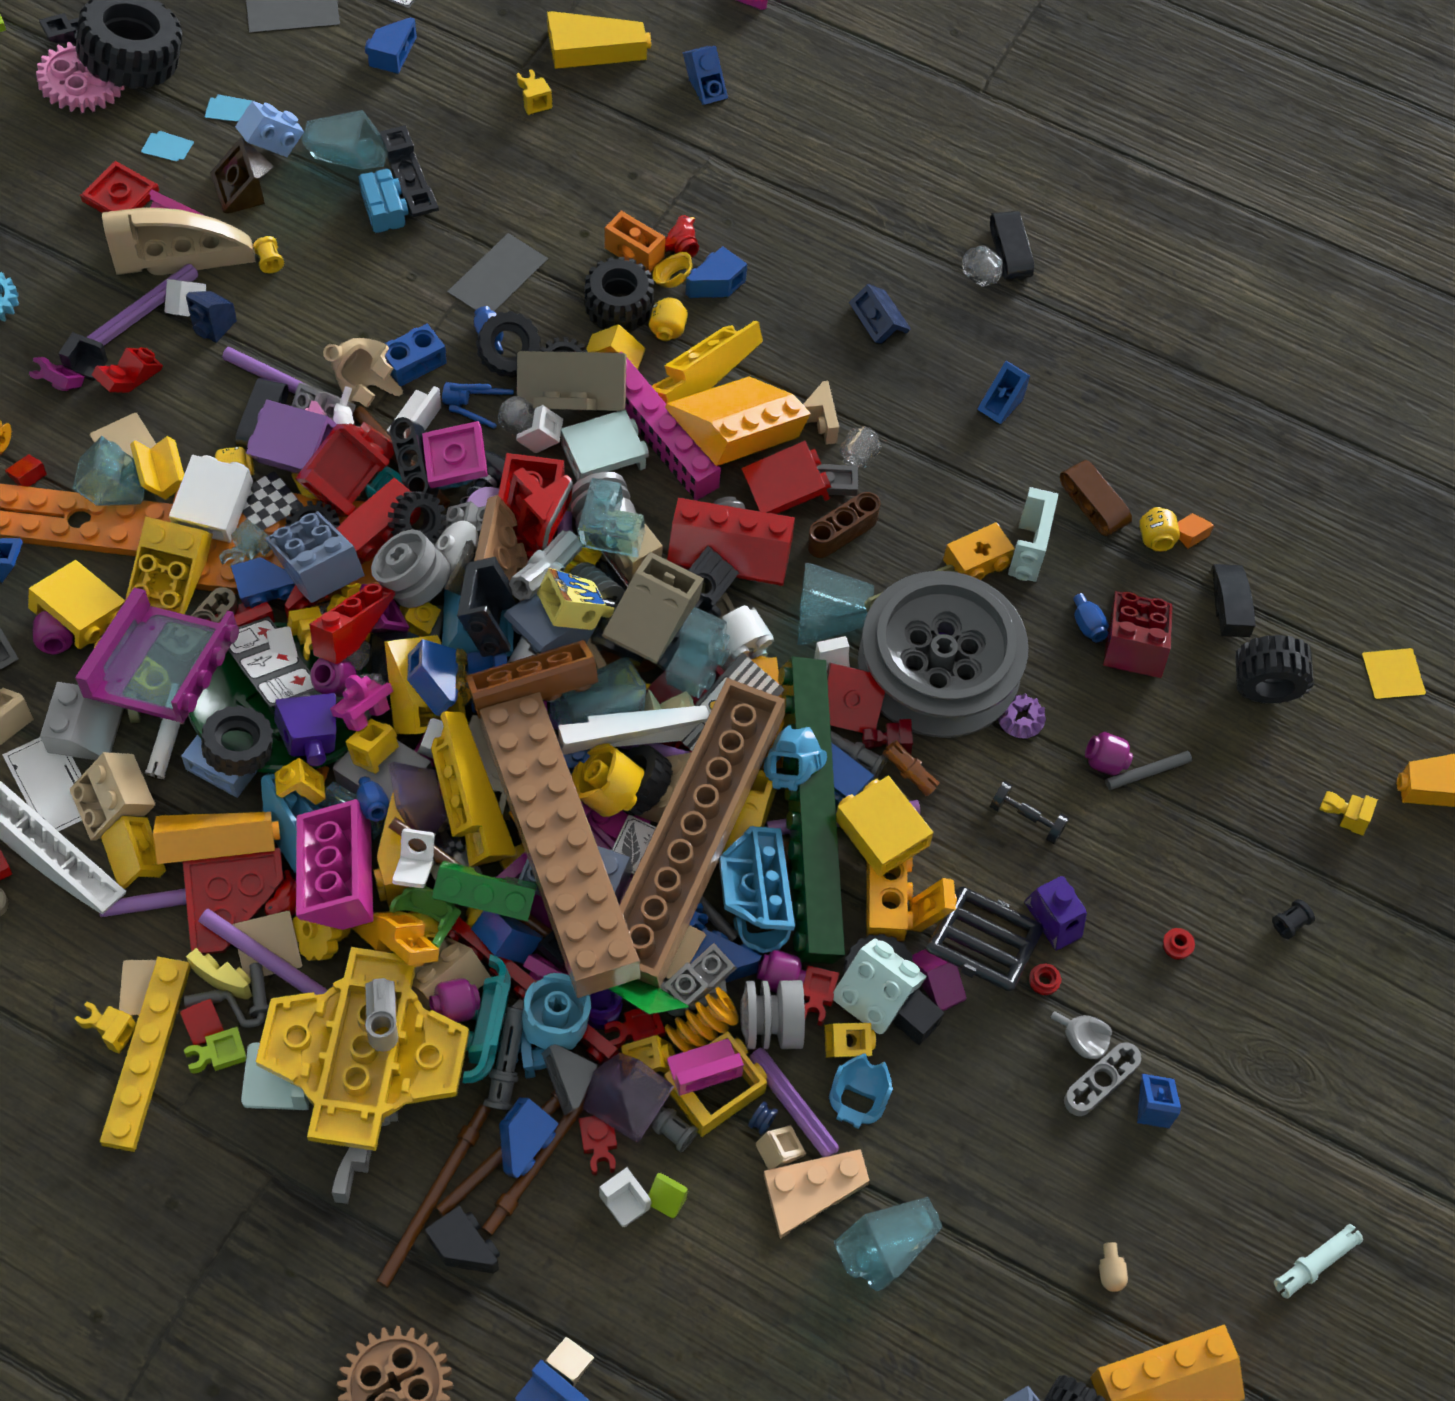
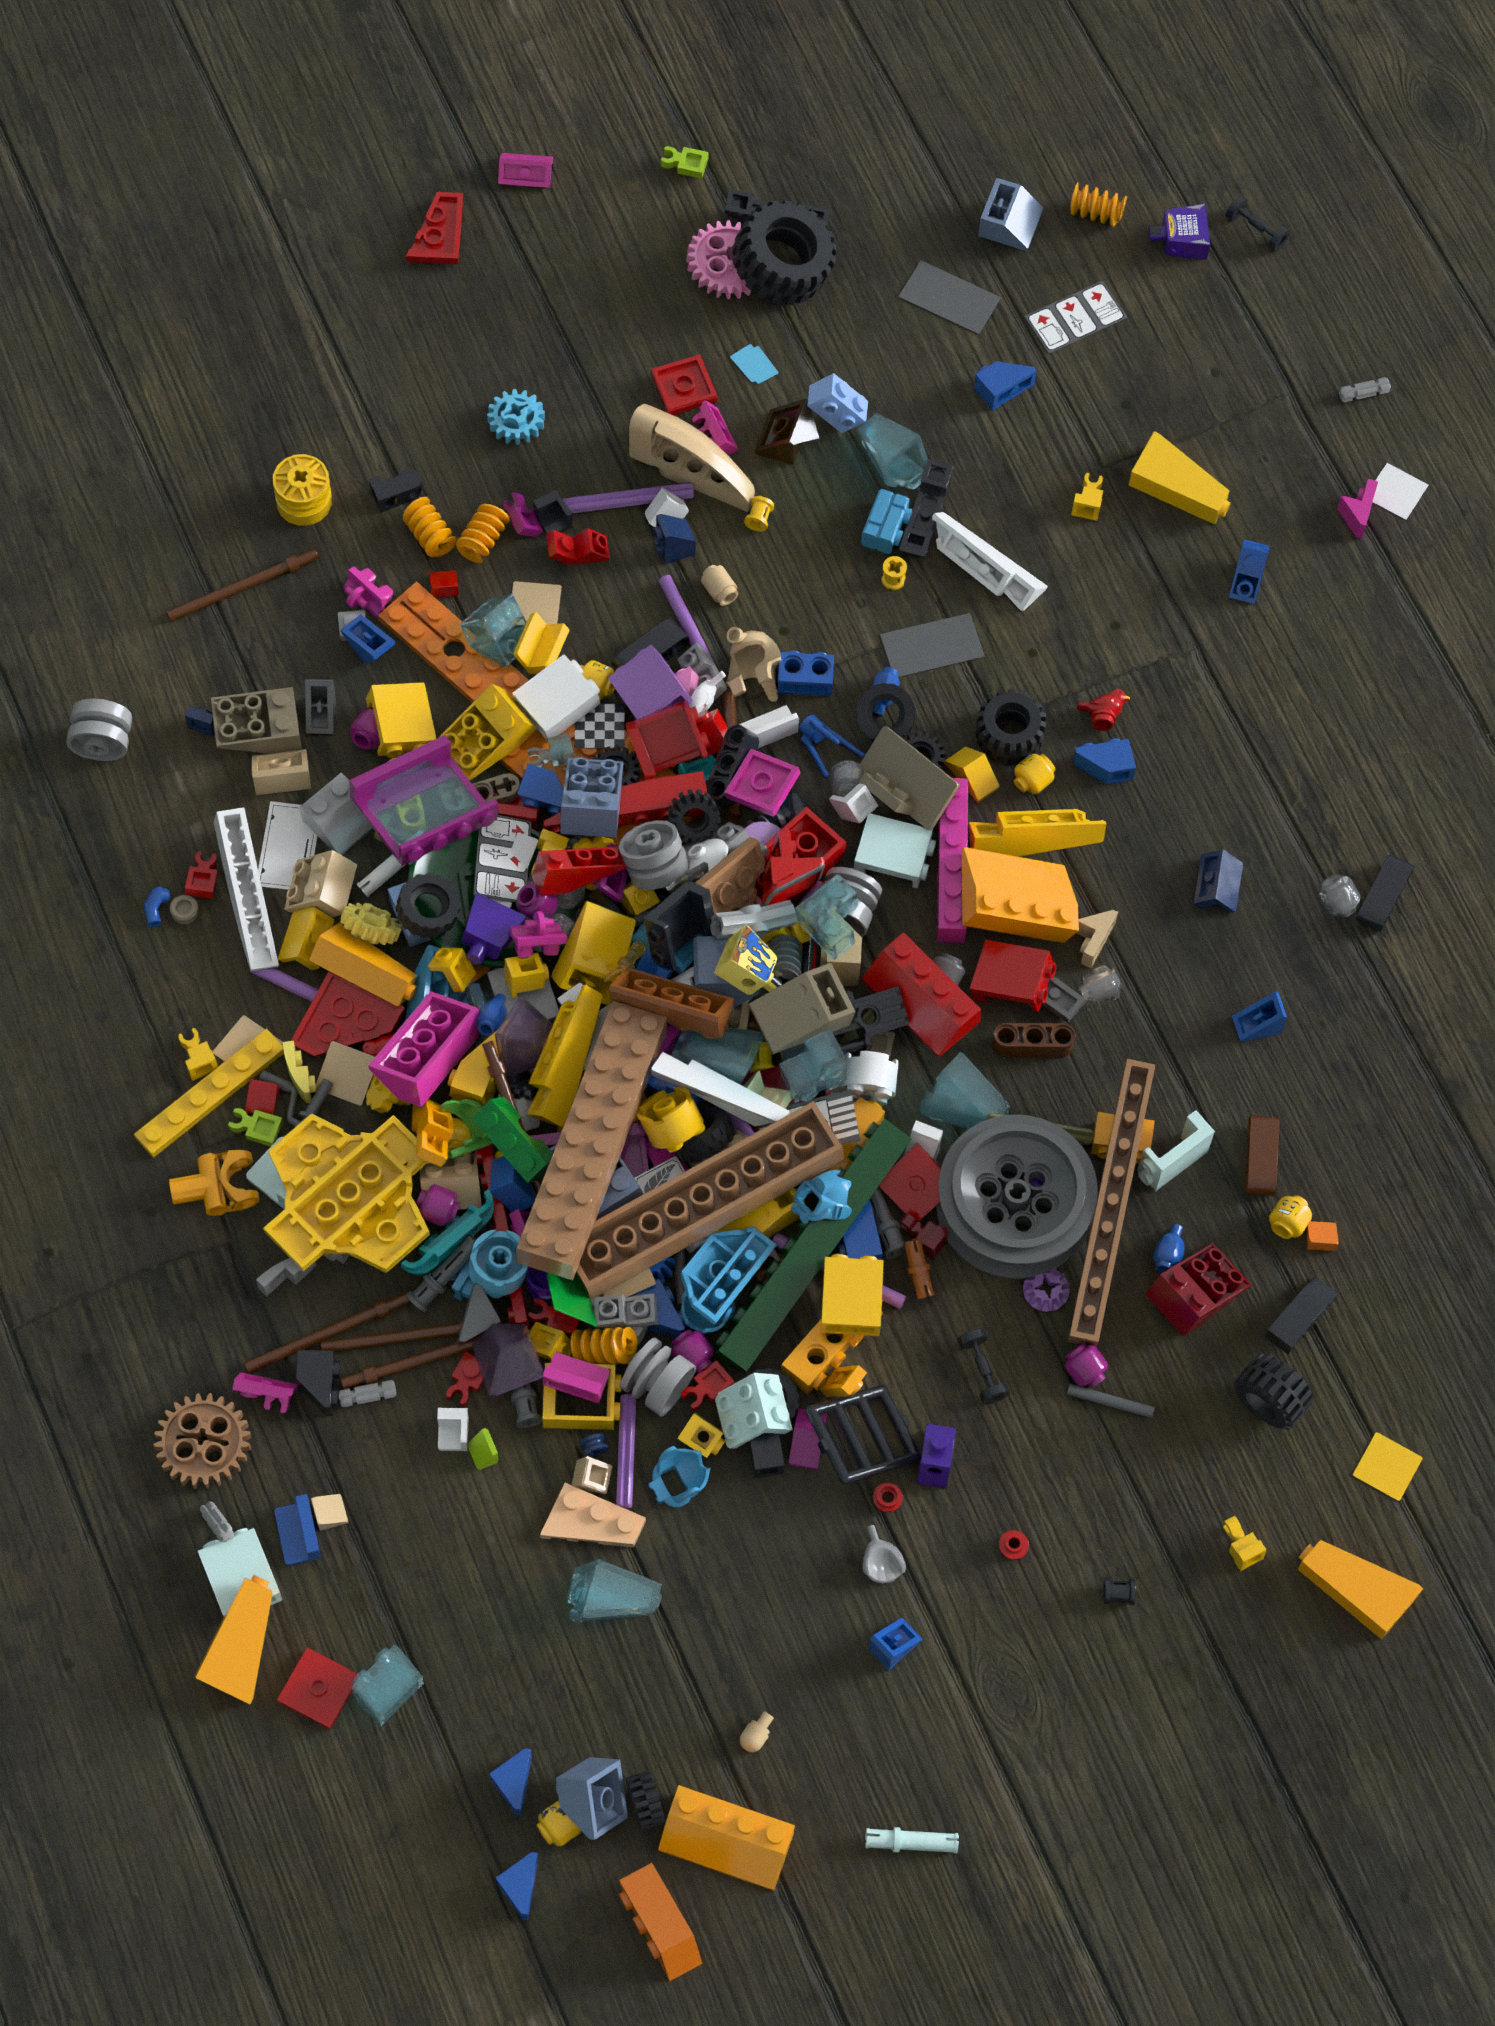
camera: 40 degrees right, 5 degrees up
(30, 407) = (481, 532): none -> light orange piece
(188, 796) = (370, 923): none -> light yellow gear
(218, 1136) = (213, 1183): none -> light orange connector
(226, 108) = (829, 358): medium azure sticker -> none
(260, 953) = (335, 1076): medium lavender piece -> none
(279, 328) = (719, 585): none -> tan brick
(381, 1013) = (375, 1176): light grey piece -> none
(404, 1295) = (254, 1385): none -> dark pink plate
(413, 865) = (479, 1085): white bracket -> none
(422, 231) = (894, 574): none -> yellow bush
(433, 674) = (602, 949): blue slope -> none
(490, 186) = (986, 563): none -> white wedge
(518, 1223) = (367, 1393): none -> light grey axle
(523, 1134) = (416, 1333): blue slope -> none
(634, 240) = (1059, 689): orange brick -> none
(670, 265) = (1070, 728): yellow piece -> none
(1009, 575) = (1111, 1203): none -> medium nougat brick
(1112, 1058) = (844, 1592): light grey beam -> none

